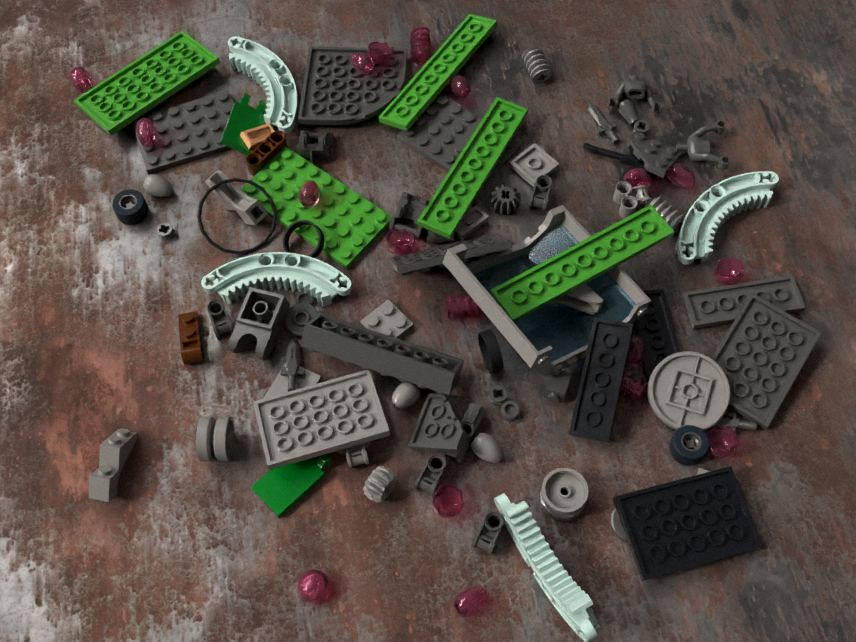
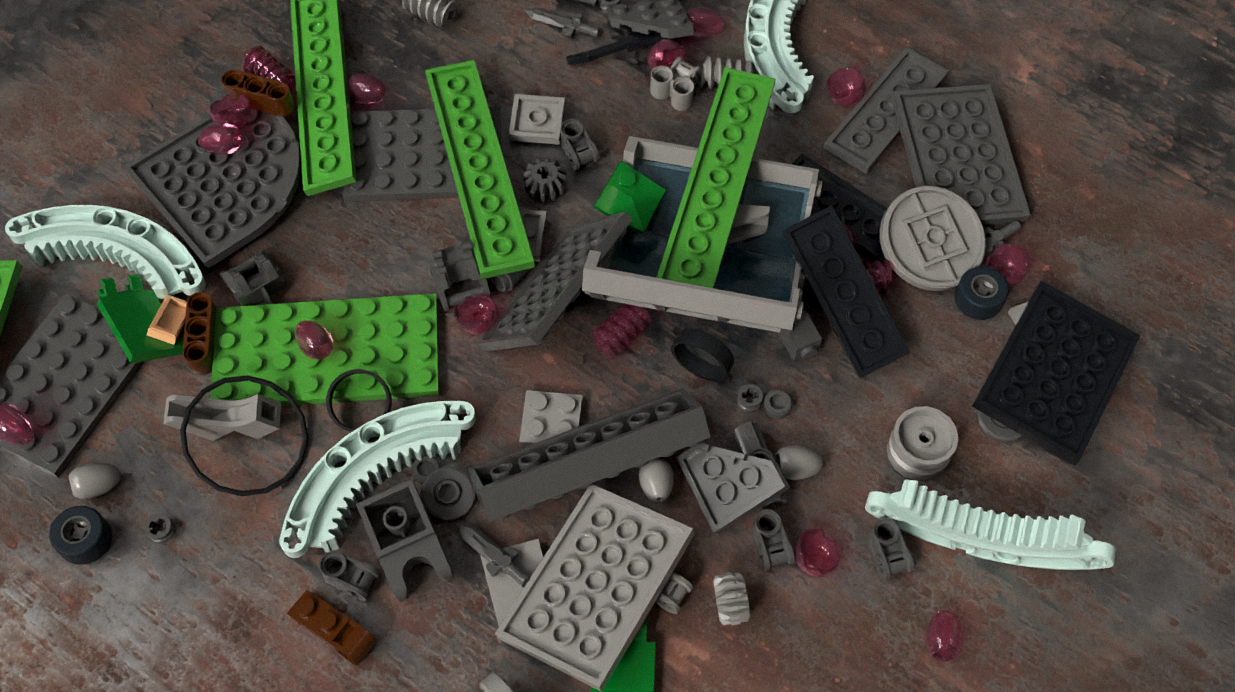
camera: 45 degrees left, 0 degrees up
(403, 52) = (264, 93): none -> reddish brown beam
(533, 239) = (630, 193): none -> green plate

